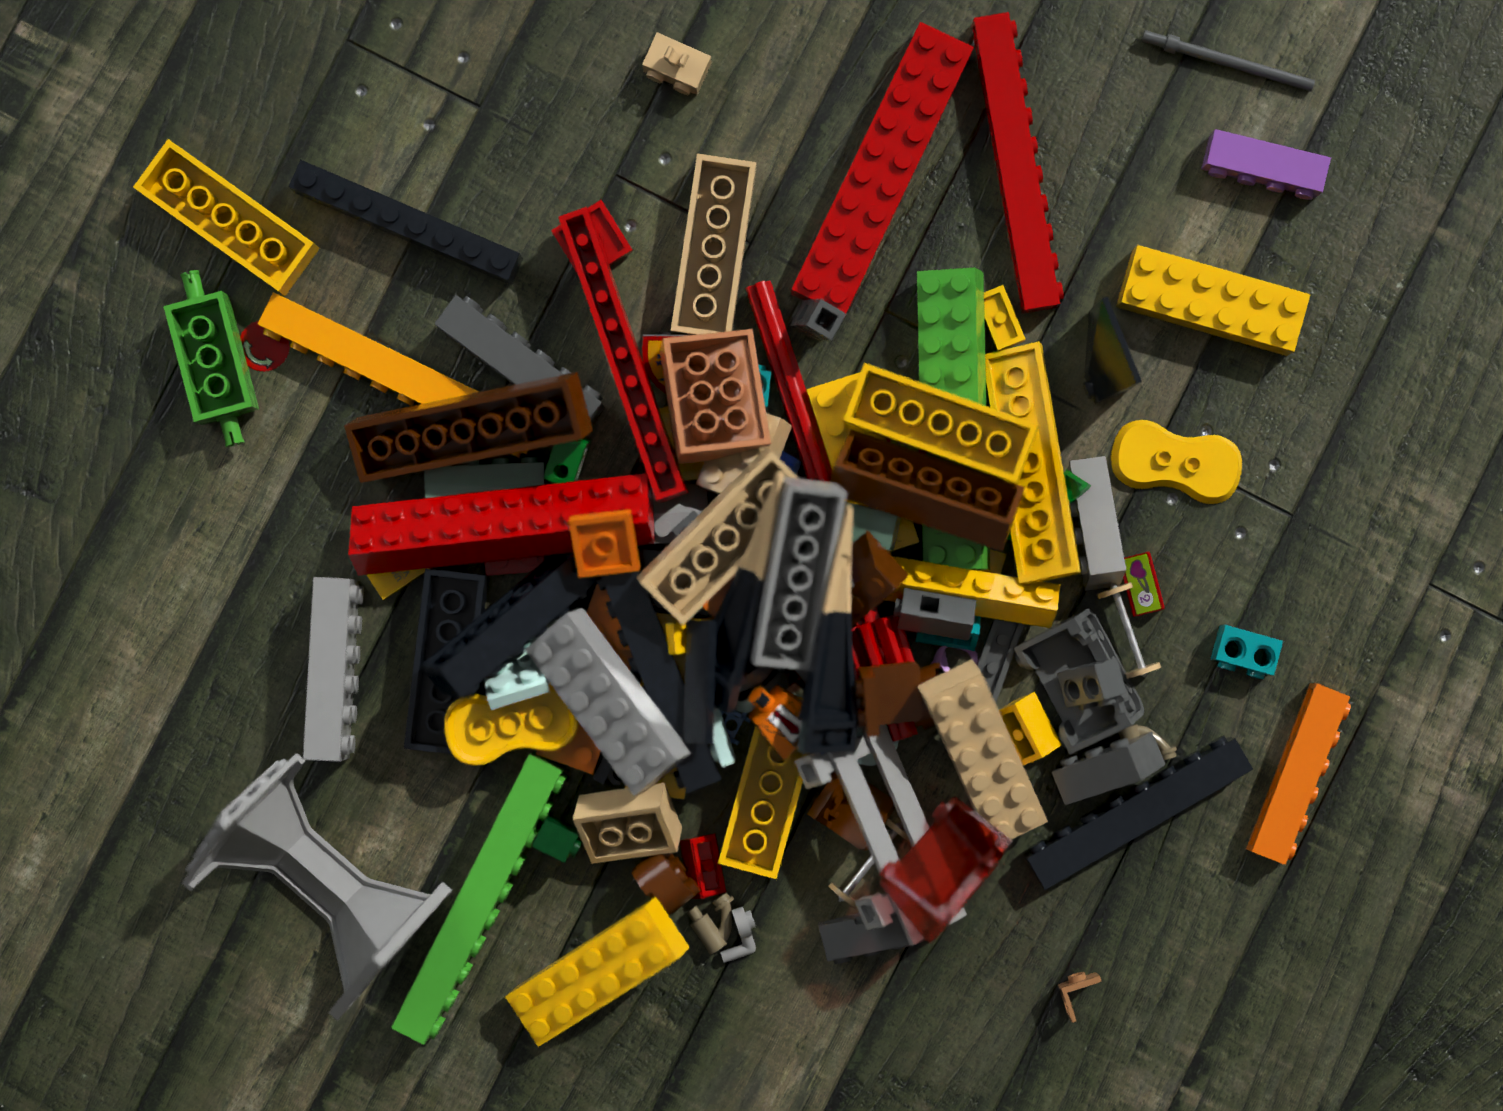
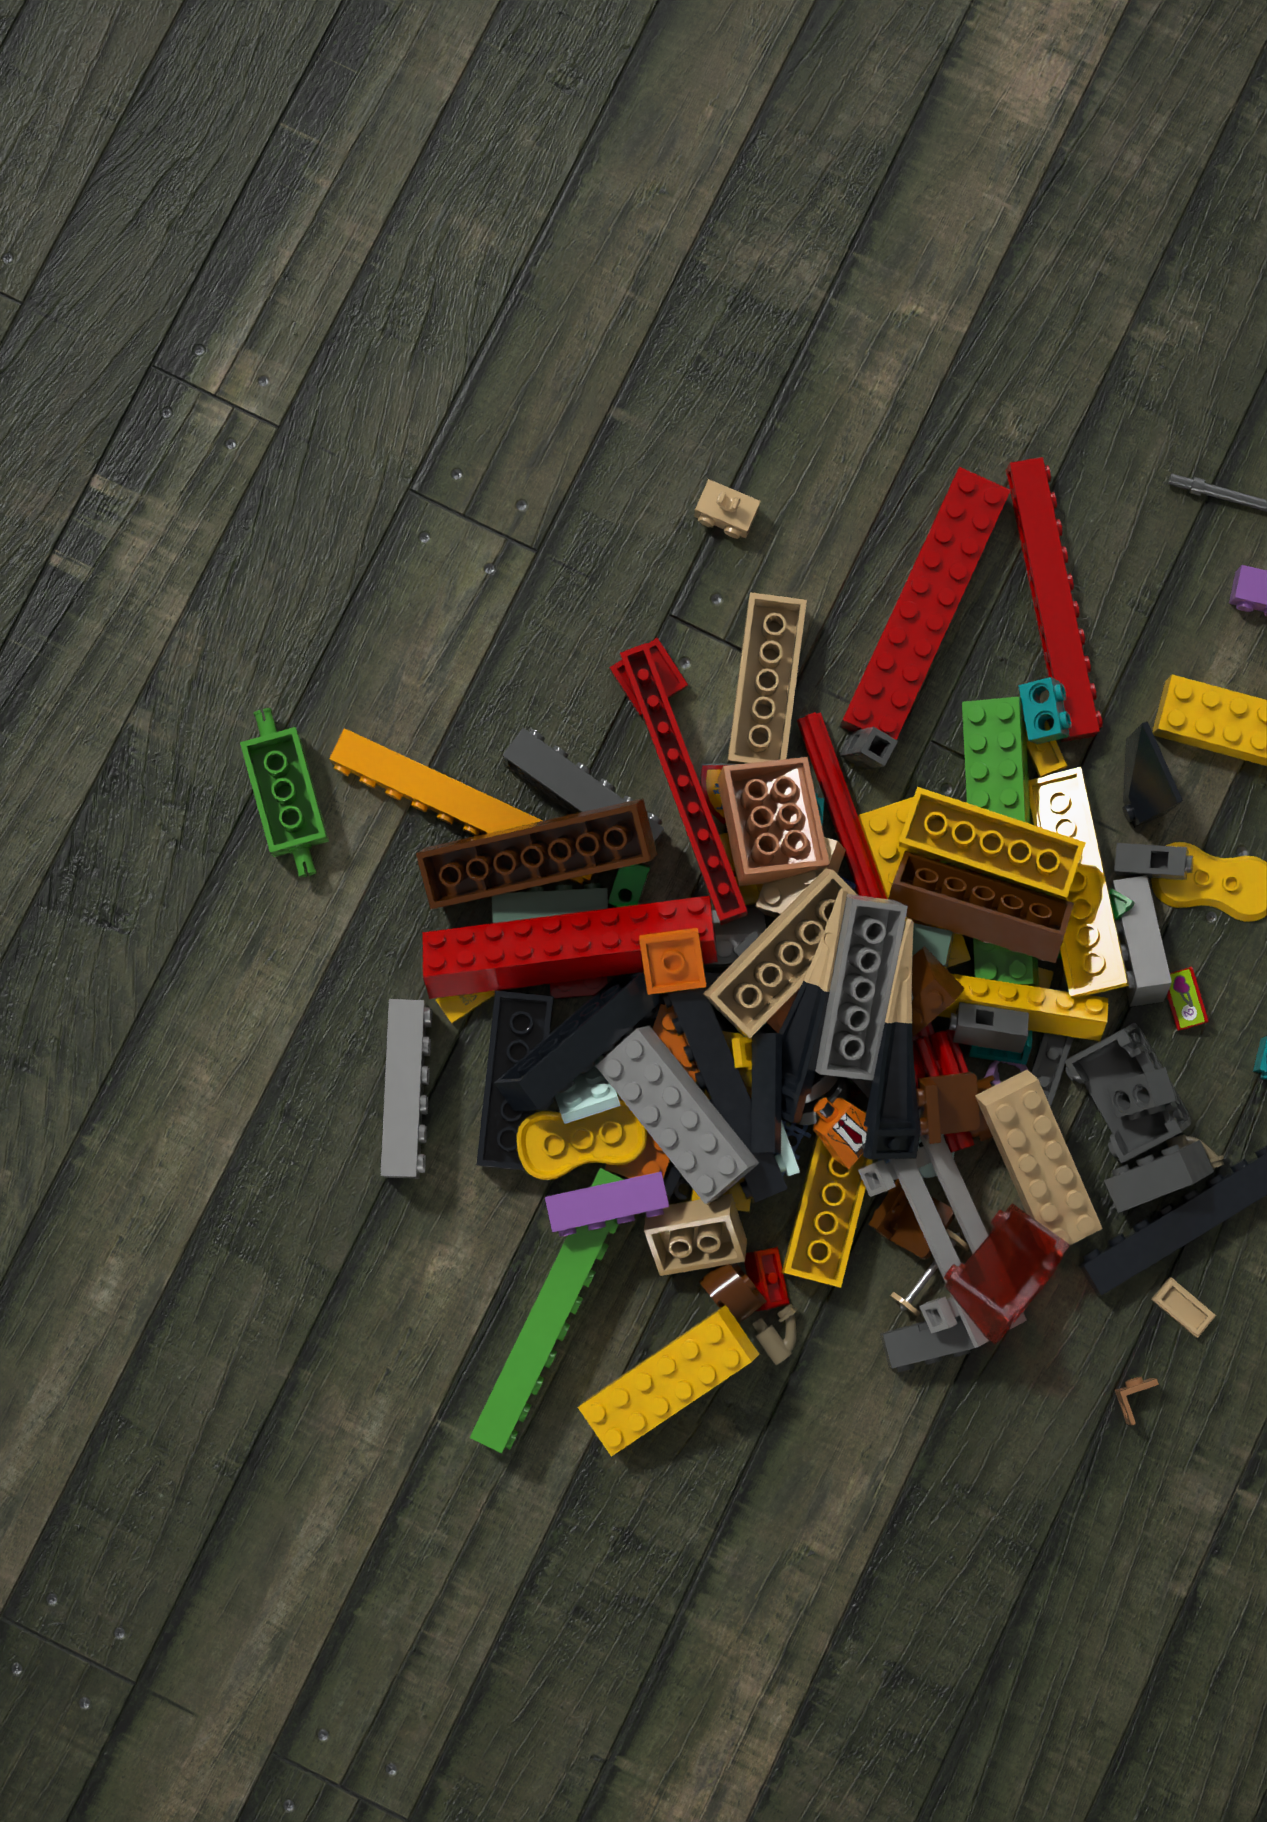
camera: 10 degrees left, 5 degrees down
(226, 217) = (298, 658): yellow brick -> none
(262, 351) = (330, 785): red sticker -> none
(271, 834) = (346, 1254): light grey panel -> none
(406, 222) = (470, 661): black brick -> none
(533, 791) = (607, 1202): none -> medium lavender brick
(558, 839) = (628, 1252): dark green brick -> none
(744, 923) = (808, 1334): light grey plate -> none
(994, 284) = (1038, 713): none -> teal brick
(1029, 728) = (1083, 1138): yellow brick -> none
(1112, 441) = (1153, 861): none -> dark grey brick
(1130, 901) = (1183, 1307): none -> tan tile
(1142, 669) = (1188, 1080): axle -> none

